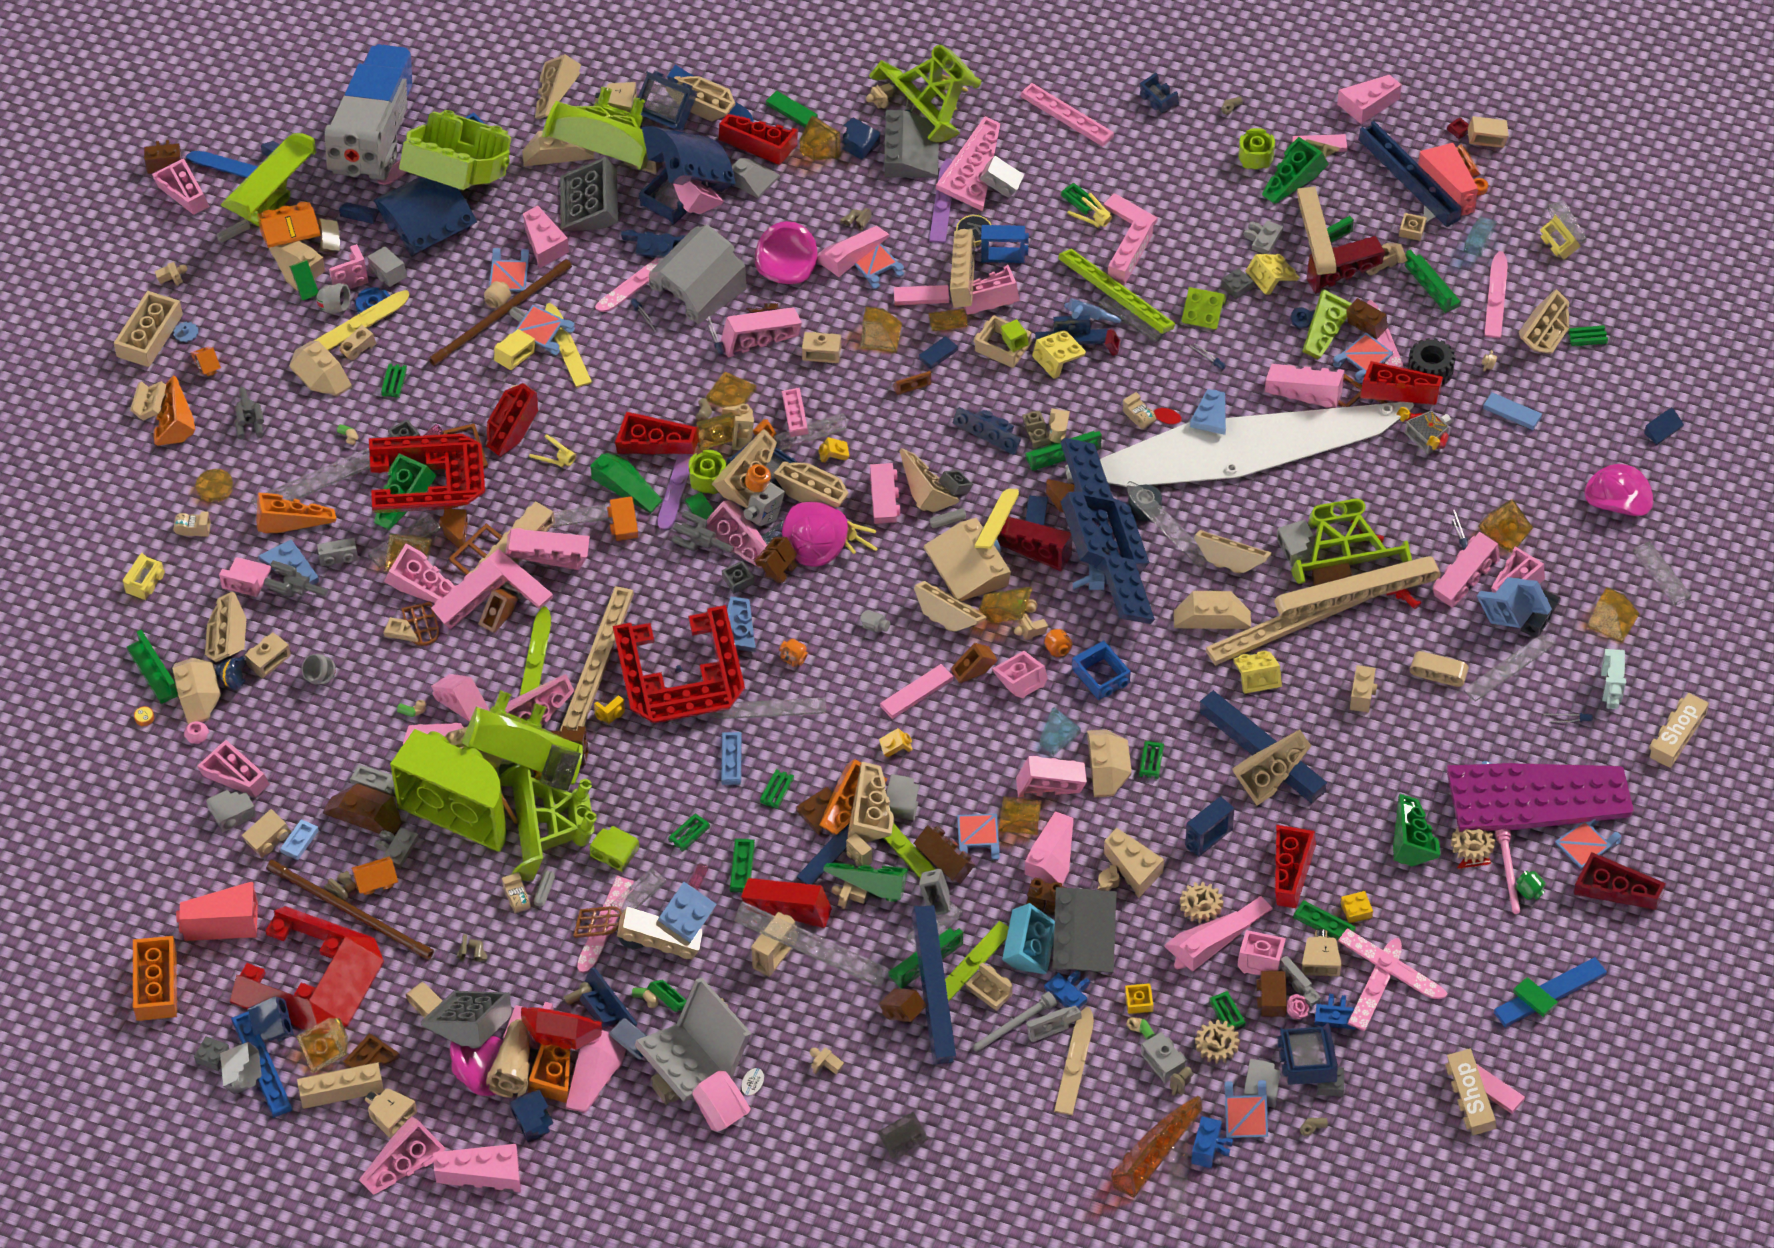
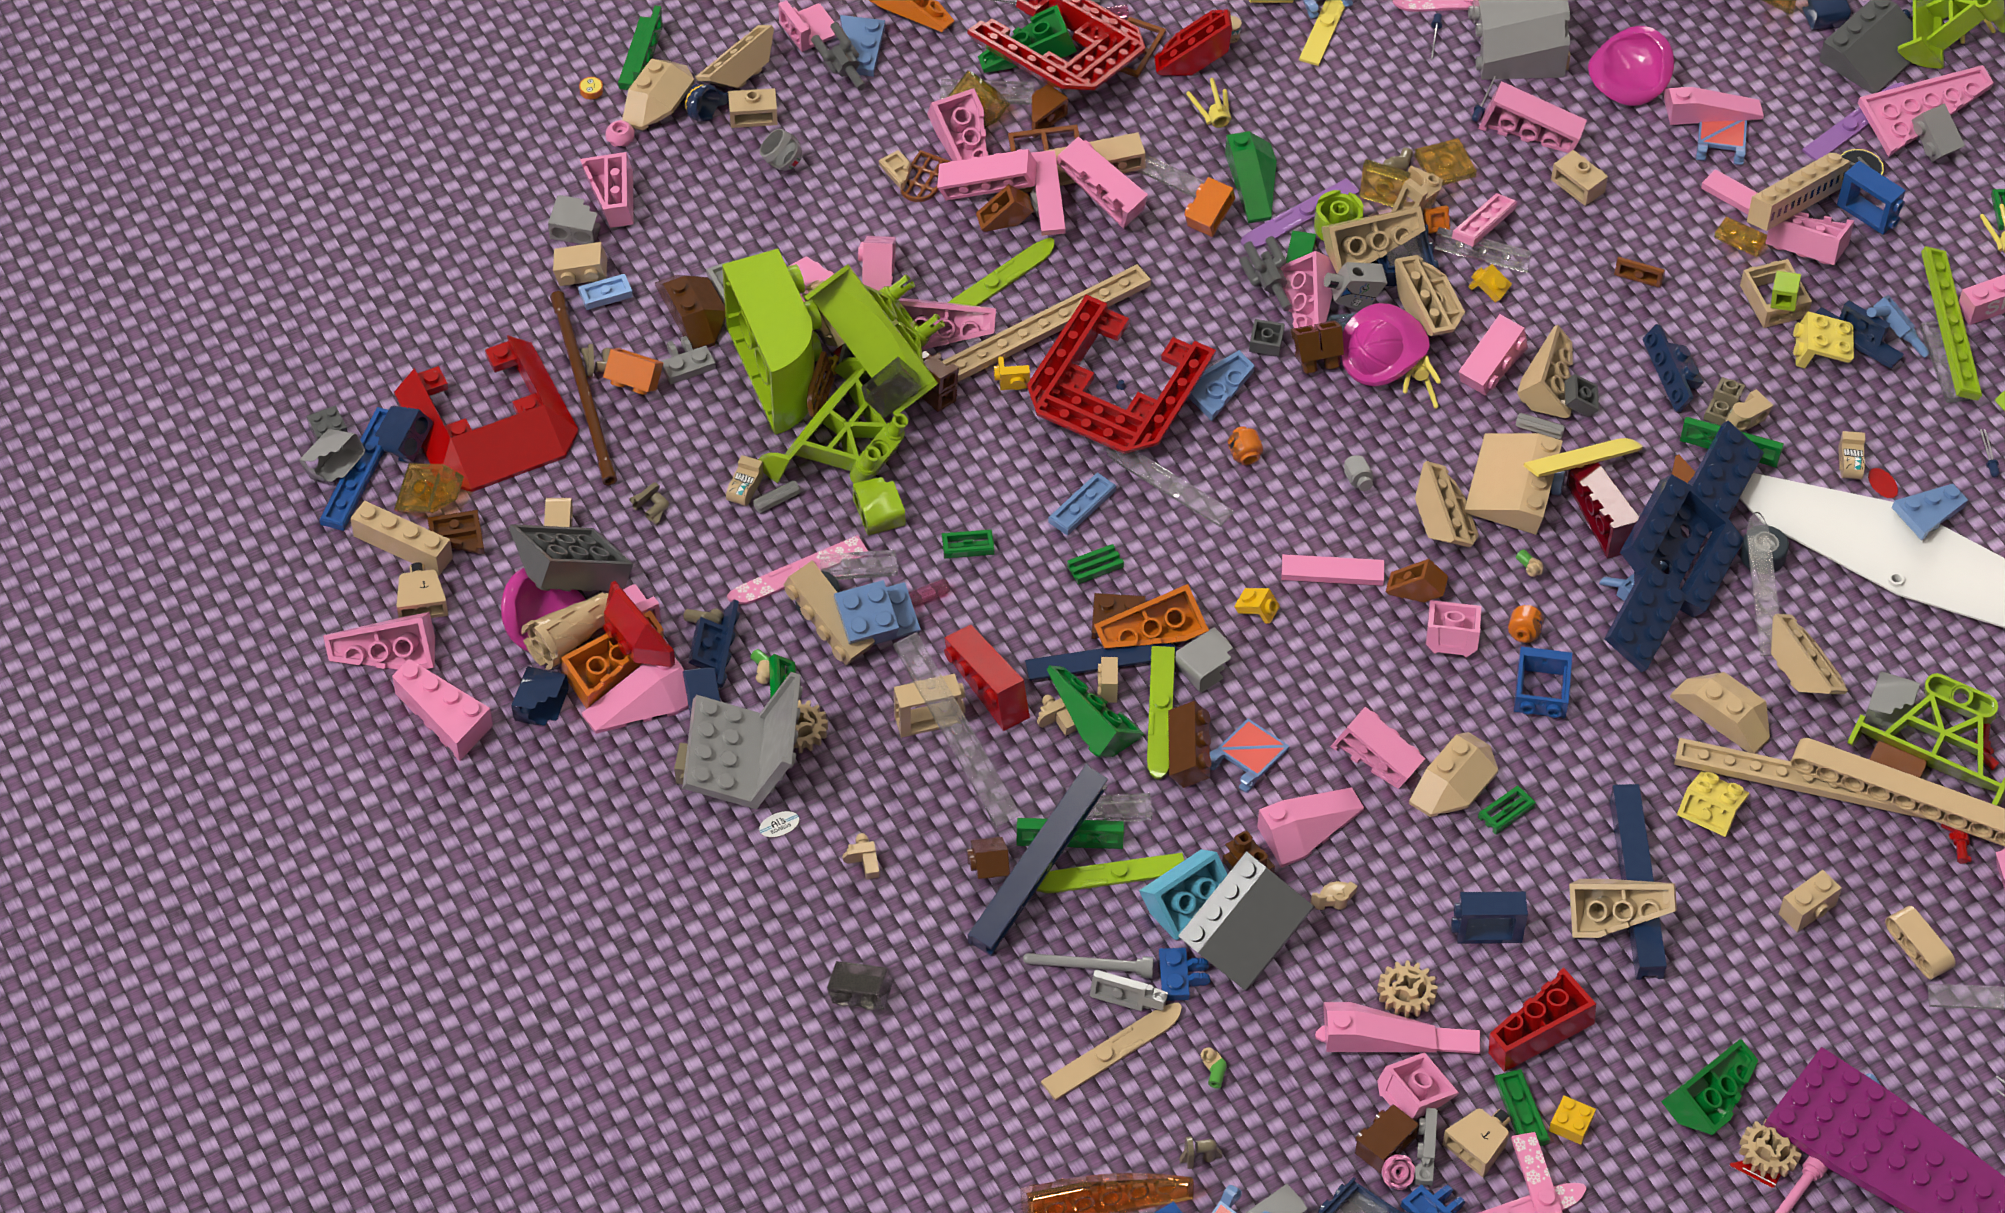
camera: 40 degrees right, 0 degrees up
(154, 978) = (346, 321): orange brick -> none
(220, 914) = (462, 306): coral slope -> none
(337, 552) = (915, 60): light grey bracket -> none
(412, 711) = (838, 251): arm -> none
(593, 917) = (790, 570): dark orange window -> none
(654, 436) = (1320, 150): red wedge -> none
(720, 1101) = (720, 814): bright pink slope -> none
(742, 864) = (988, 609): green tile -> none
(757, 478) = (1366, 249): orange head -> none
(767, 307) = (1564, 104): reddish brown plate -> none
(862, 218) = (1748, 81): dark tan piece -> none
(871, 810) = (1158, 644): tan wedge -> none
(880, 330) = (1657, 200): clear yellow slope -> none
(933, 886) = (1138, 772): light grey torso -> none
(938, 352) = (1698, 261): dark blue tile -> none
(990, 986) = (1100, 909): tan bracket -> none
(1005, 604) = (1506, 546): clear yellow slope -> none
(1020, 815) = (1312, 765): clear yellow slope -> none
(1030, 629) = (1511, 590): tan piece -> none
(1036, 509) = (1640, 482): dark blue tile -> none
(1058, 732) = (1436, 712): clear light blue wing -> none
(1112, 342) = (1894, 369): dark red tile -> none
(1133, 860) = (1378, 897): tan wedge -> none
(1139, 998) = (1241, 1036): yellow piece -> none
(1163, 1056) = (1204, 1111): light grey brick -> none
(1212, 1000) = (1316, 1140): green tile -> none
(1212, 1048) = (1284, 1149): tan gear -> none

